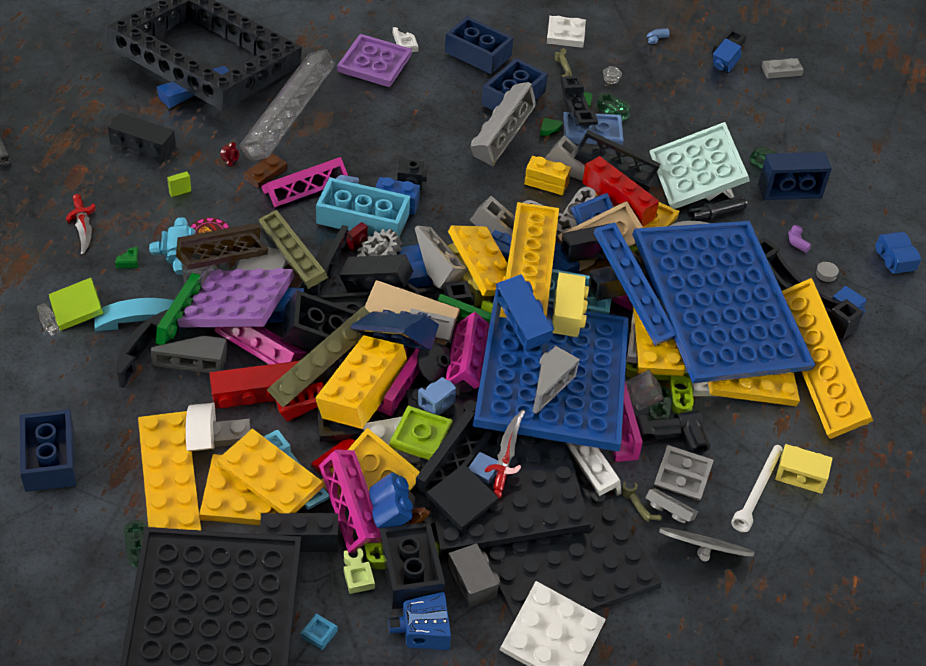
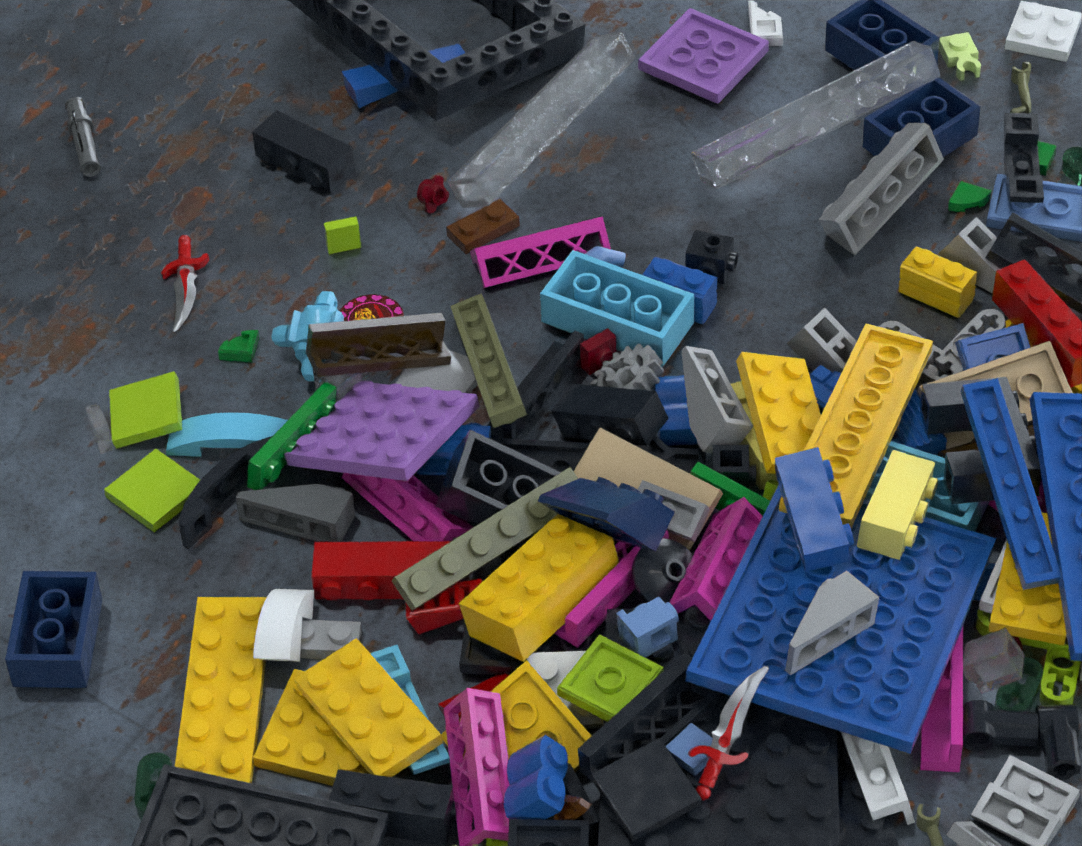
camera: 20 degrees right, 0 degrees up
(92, 353) = (152, 490): none -> lime tile
(452, 87) = (815, 114): none -> clear brick
(524, 47) = (960, 52): none -> yellowish green plate

